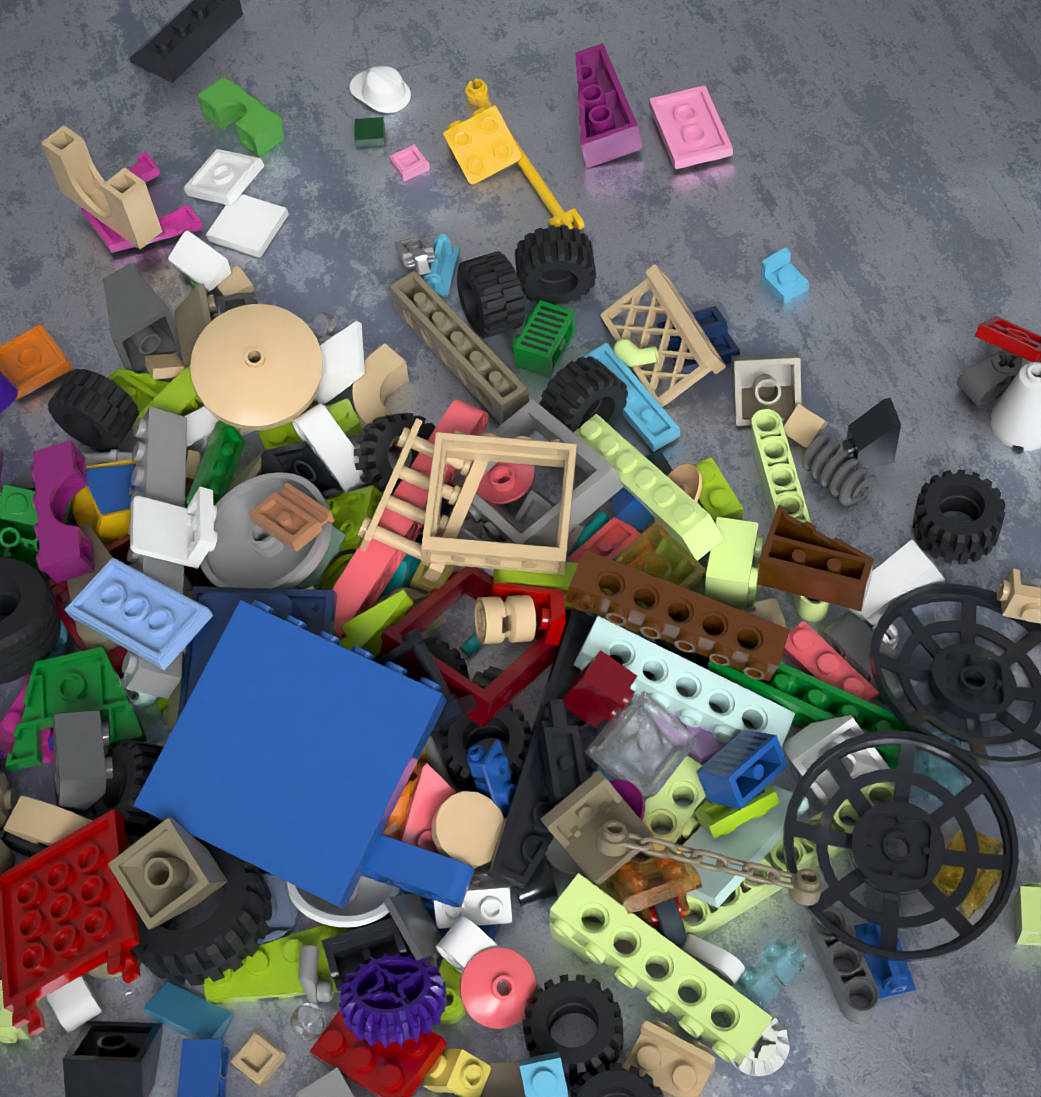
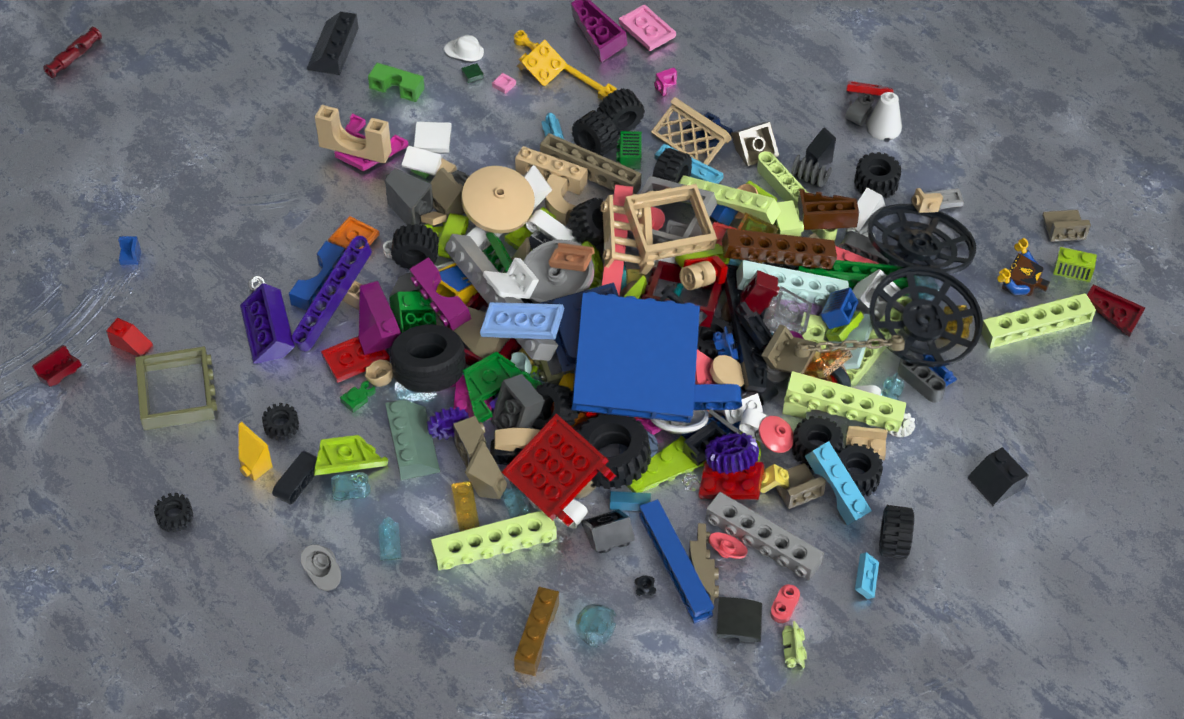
camera: 30 degrees left, 5 degrees down
(166, 873) = (604, 427): dark tan slope -> none
(223, 177) = (406, 115): white tile -> none
(258, 1059) = (675, 507): tan tile -> none
(308, 977) = (683, 462): light grey arm -> none
(384, 324) = (548, 164): none -> tan brick
(416, 254) = (540, 125): light grey hinge -> none
(632, 355) = (681, 145): yellowish green arm -> none
(670, 227) = (665, 79): none -> dark pink bracket
(782, 276) = (733, 89): medium azure bracket -> none
(804, 426) = (784, 155): tan tile -> none

